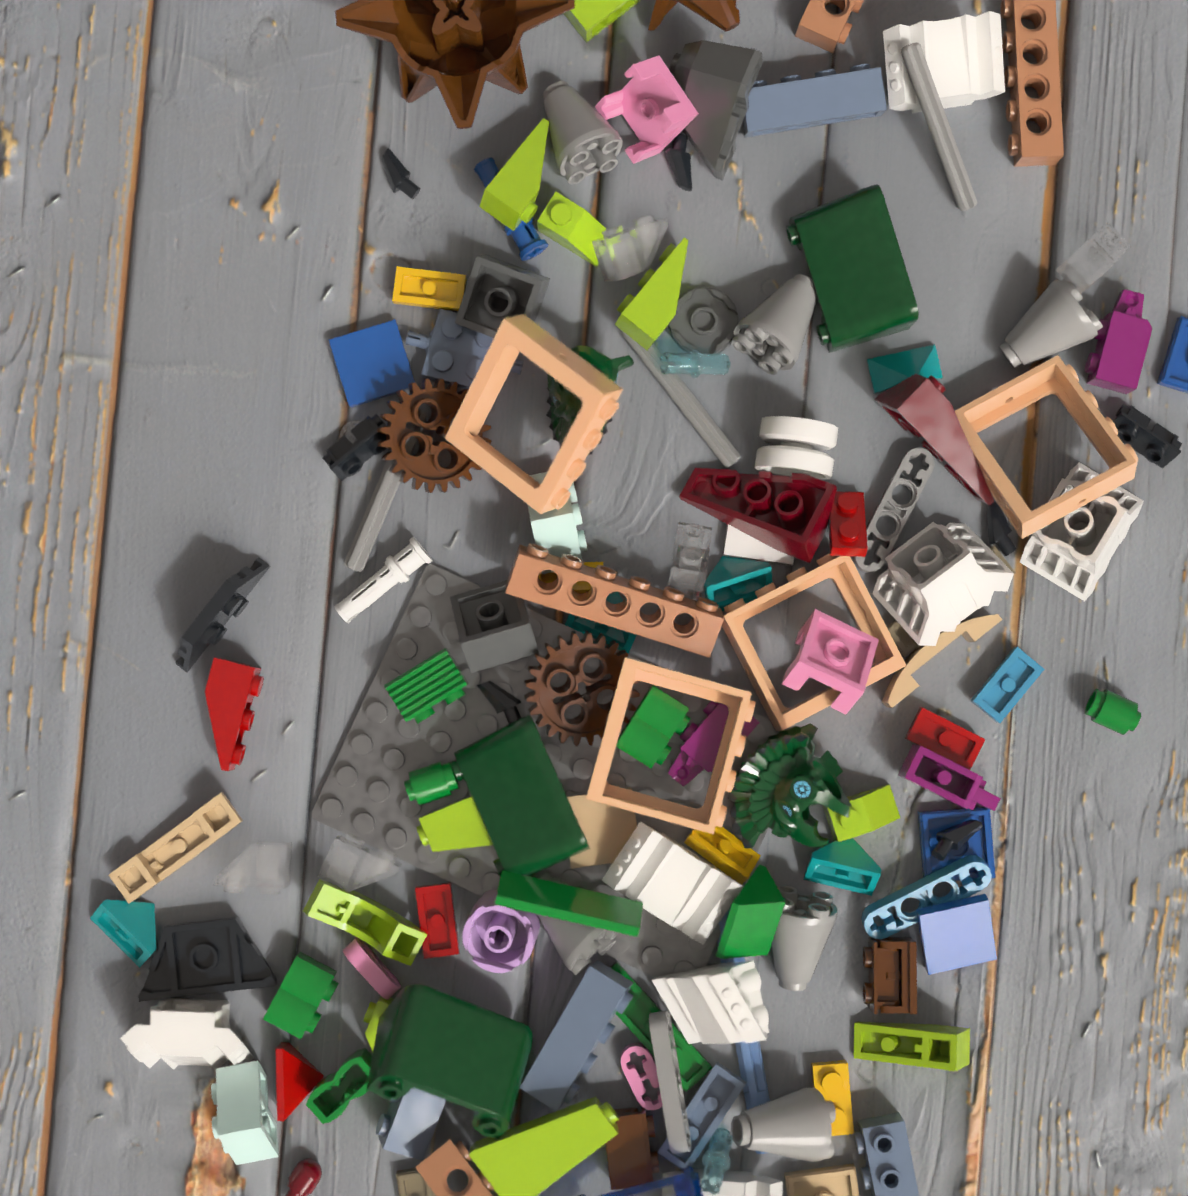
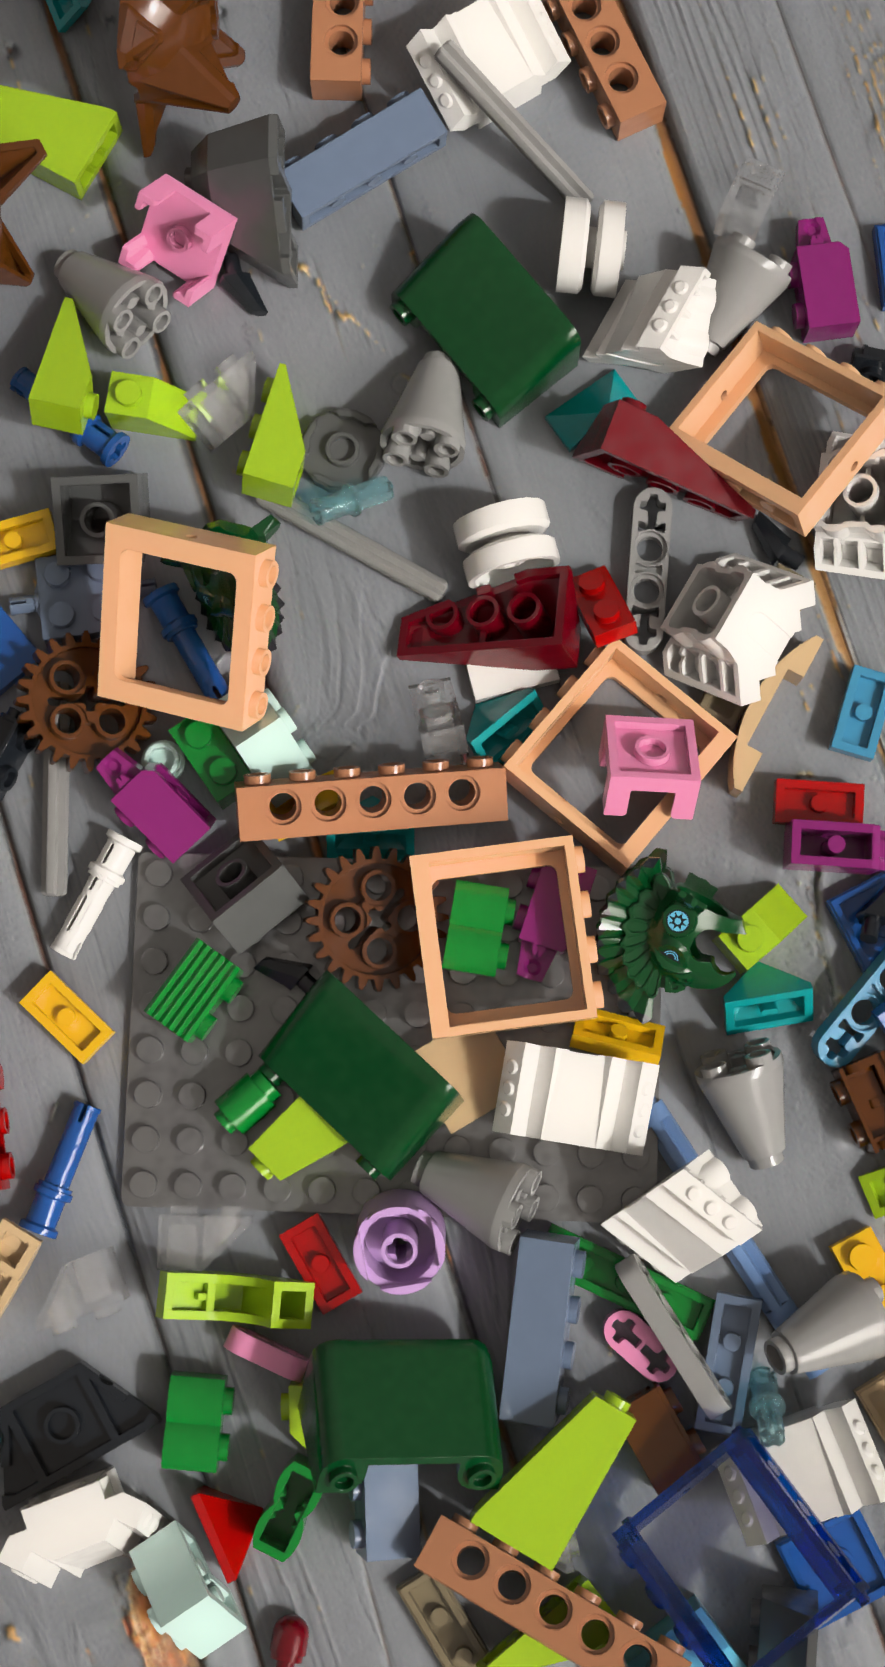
camera: 15 degrees left, 5 degrees down
(265, 786) = (54, 1190): none -> blue pin
(326, 663) = (67, 1017): none -> yellow plate
(454, 534) = (155, 804): none -> magenta hinge
(473, 502) = (166, 753): none -> light aqua plate
(510, 519) = (211, 758): none -> green brick
(526, 407) = (180, 628): none -> blue pin
(569, 903) = (464, 1170): green tile -> none
(752, 918) = (686, 1099): green slope -> none
(960, 248) = (591, 247): none -> white wheel
(982, 325) = (658, 322): none -> white slope

